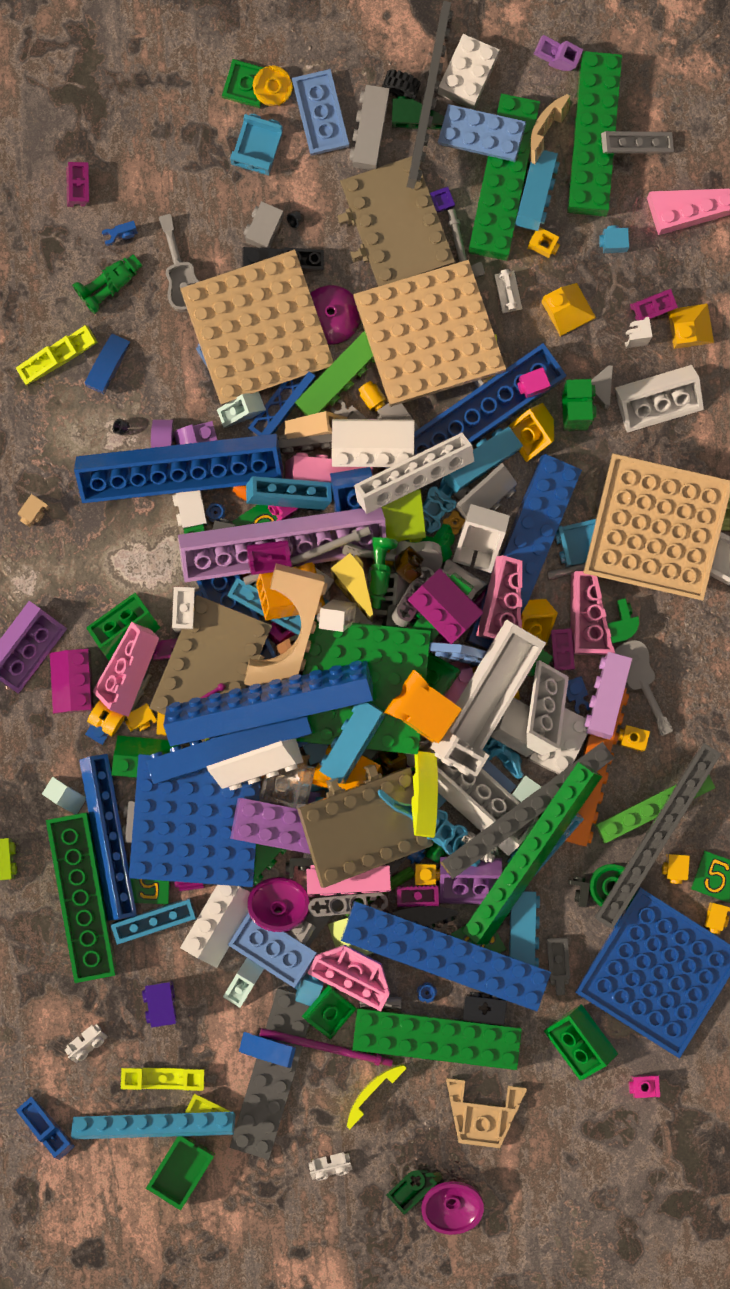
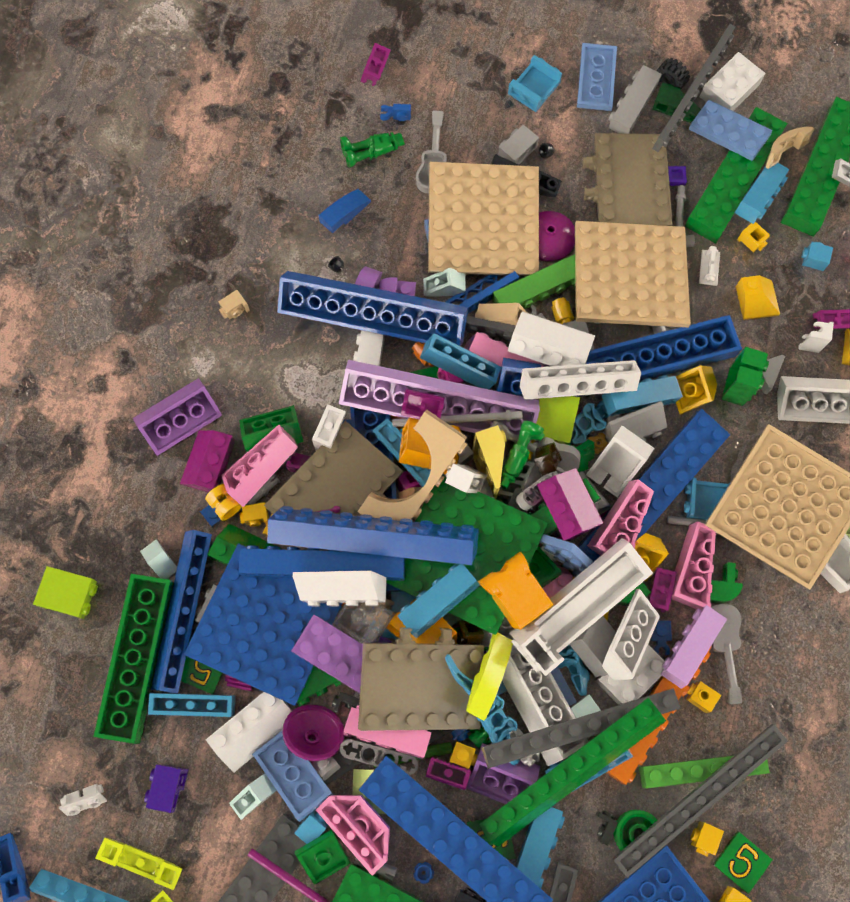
camera: 20 degrees right, 10 degrees down
(56, 355) = (304, 190): neon yellow slope -> none
(215, 507) = (390, 357): blue plate -> none
(240, 83) = (543, 37): green tile -> none
(267, 1049) = (249, 872): blue slope -> none
(272, 85) = (564, 44): yellow tile -> none
(426, 915) = (450, 795): black slope -> none
(533, 383) = (712, 343): dark pink brick -> none
(560, 56) = (814, 97): medium lavender brick -> none

